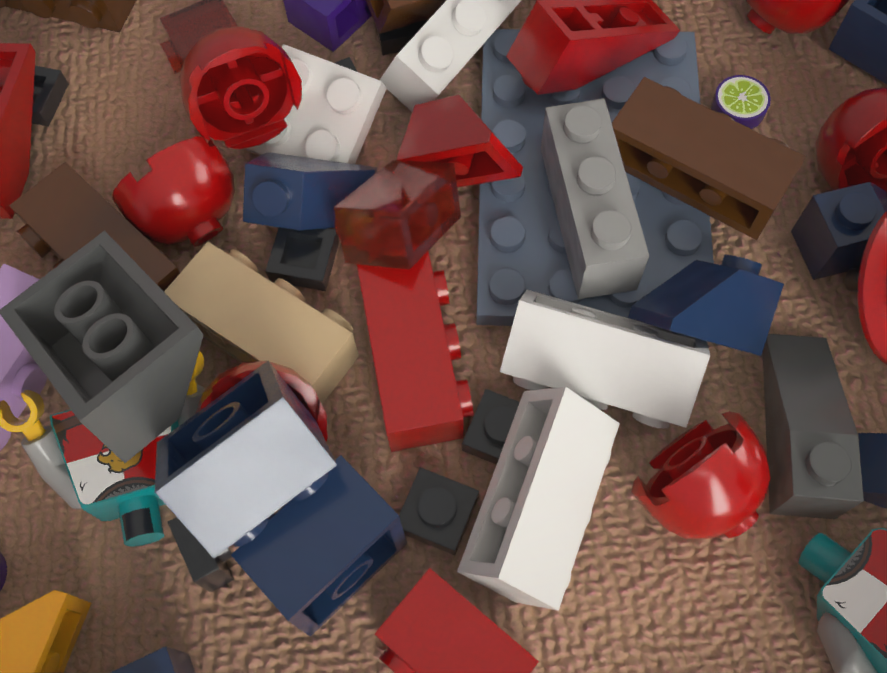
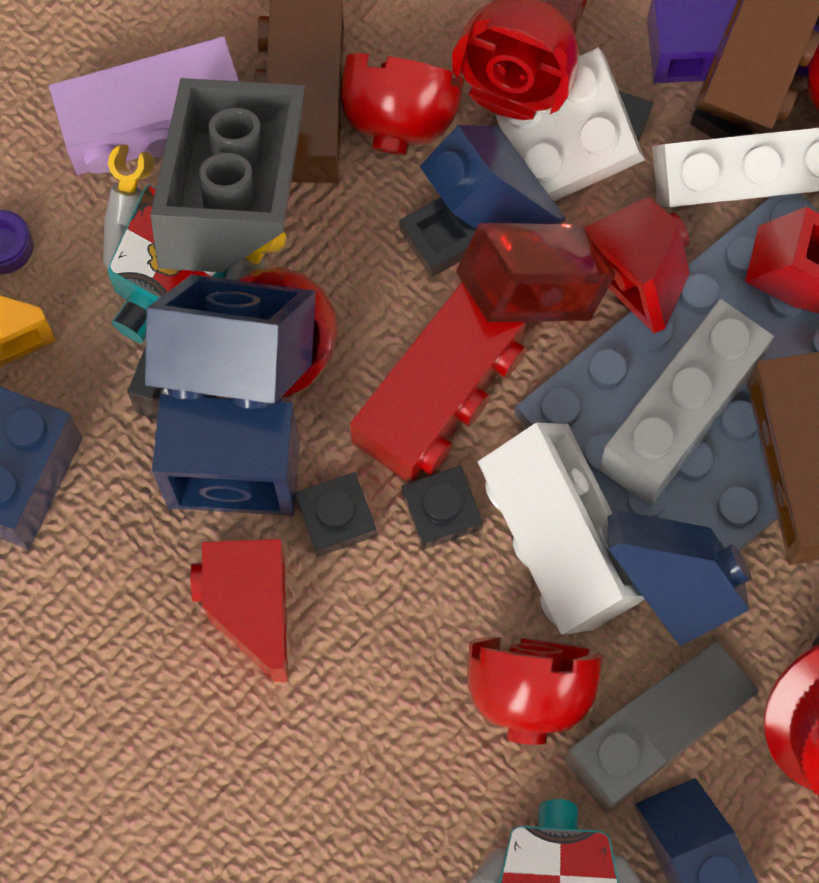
camera: 45 degrees right, 5 degrees up
(263, 318) = (359, 257): tan brick -> none
(540, 498) = (409, 574): white brick -> none

